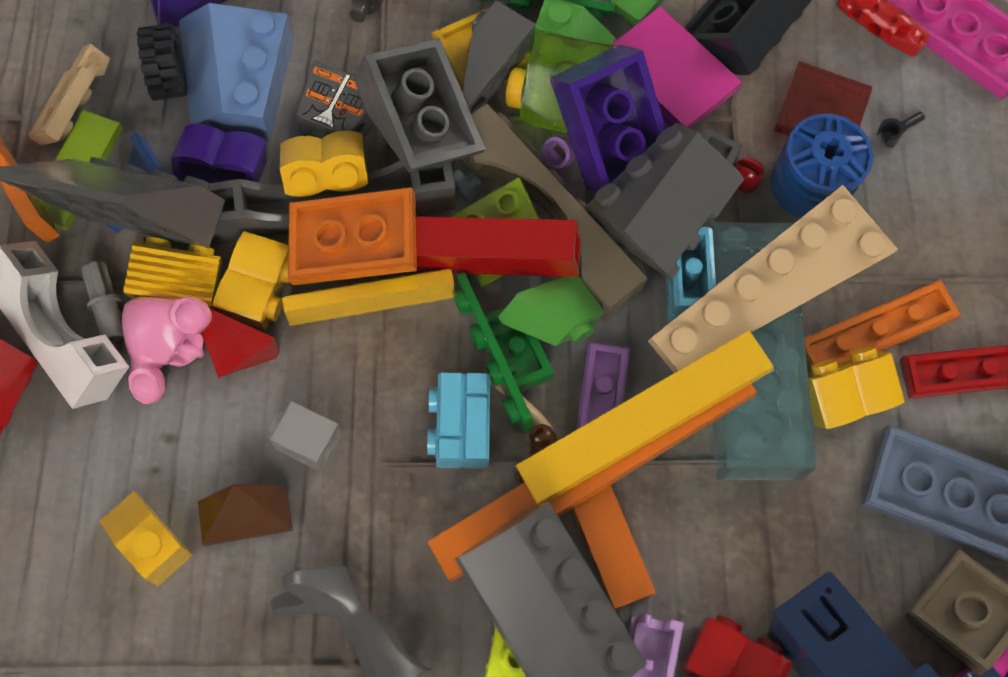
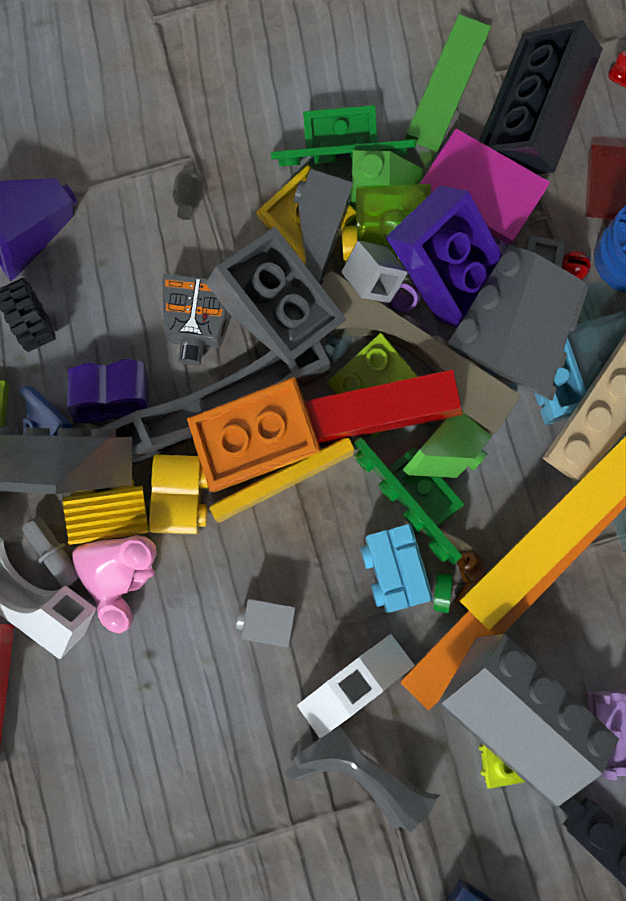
camera: 10 degrees left, 10 degrees up
(144, 539) = (159, 751): yellow slope -> none
(235, 66) = (90, 299): medium blue wedge -> none
(236, 345) = (180, 559): red slope -> none
(244, 513) = (237, 703): reddish brown slope -> none
(319, 164) = (203, 372): yellow brick -> none
(377, 526) = (355, 686): none -> white slope
(503, 460) = (442, 592): none -> green tile
(530, 115) = (374, 272): none -> light grey brick
(602, 381) = (505, 504): medium lavender tile -> none
(613, 549) = (558, 644): orange tile -> none

